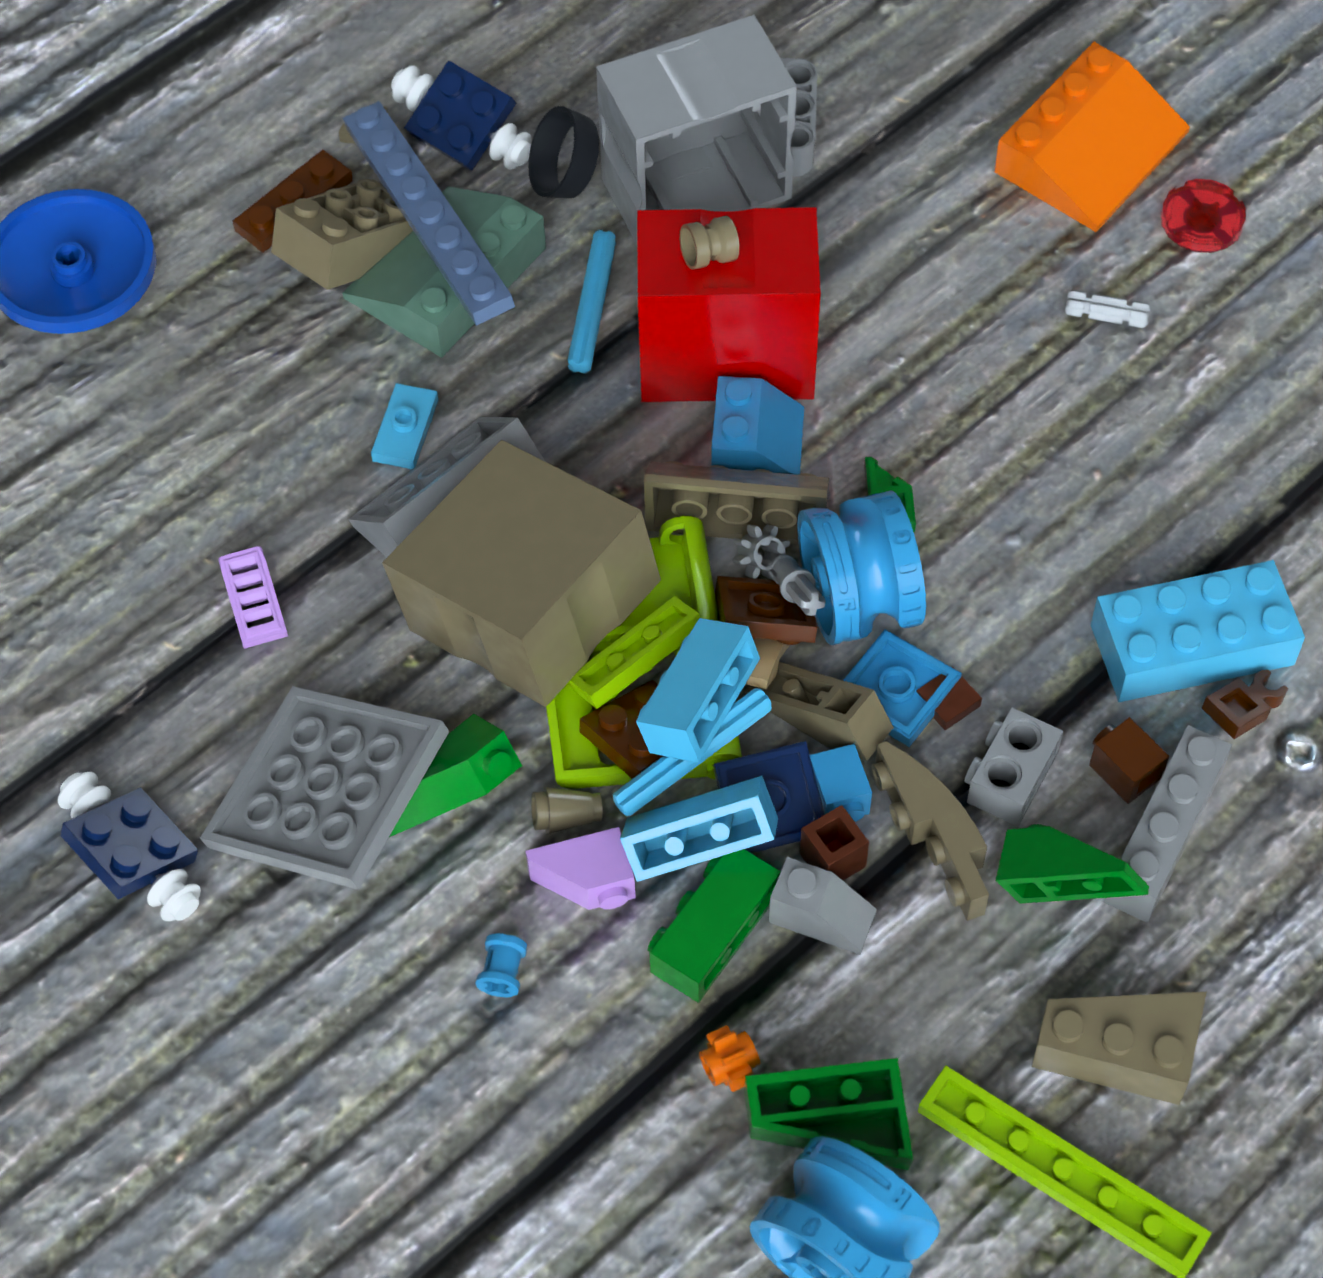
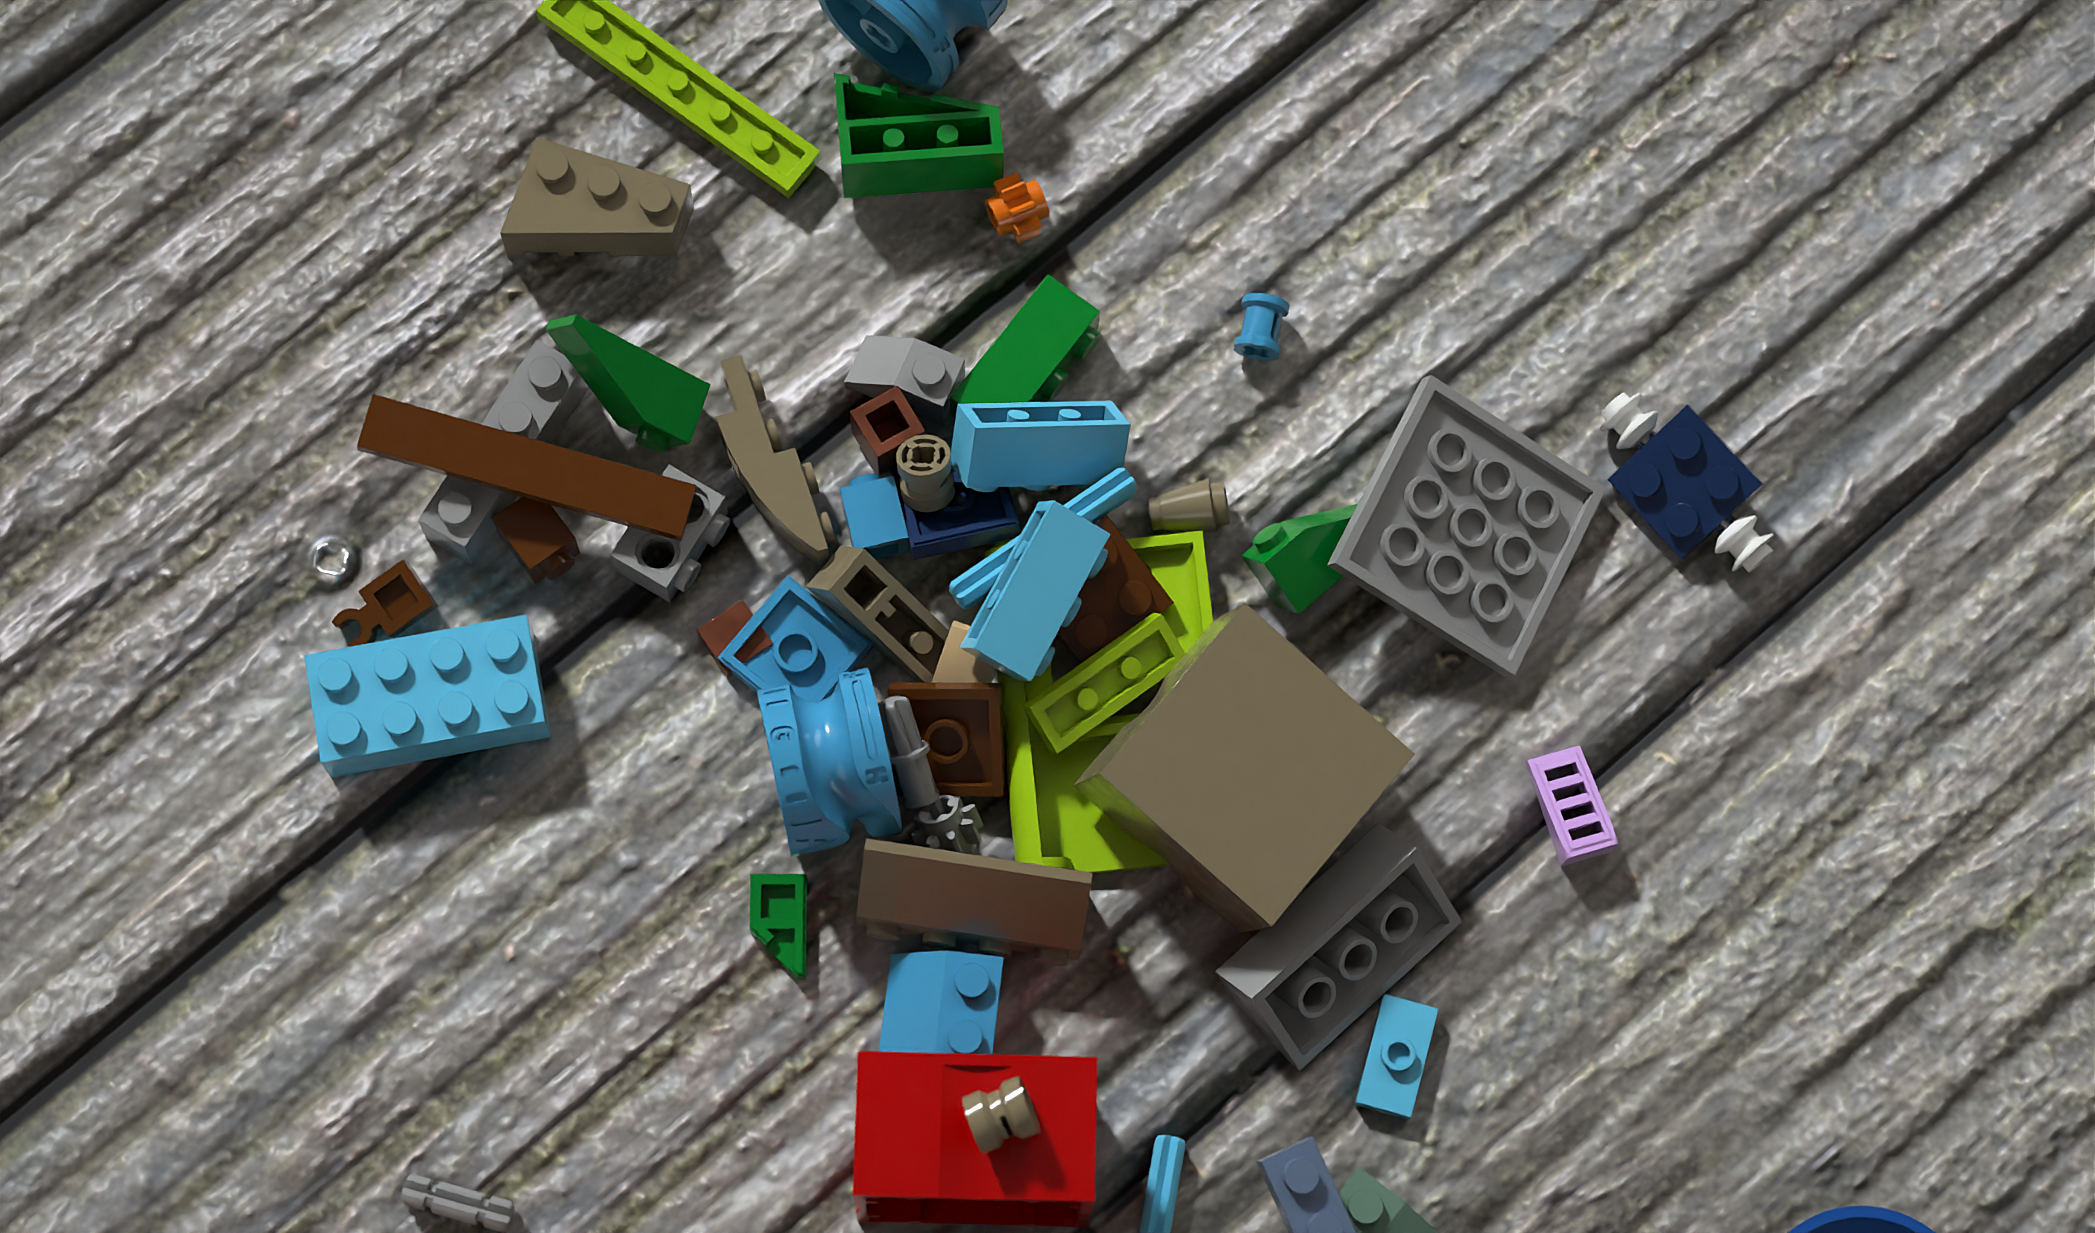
camera: 175 degrees right, 15 degrees up
(585, 870) = (1170, 429): lavender slope -> none
(791, 804) = (925, 473): none -> dark tan wheel
(1147, 777) = (526, 467): none -> reddish brown tile

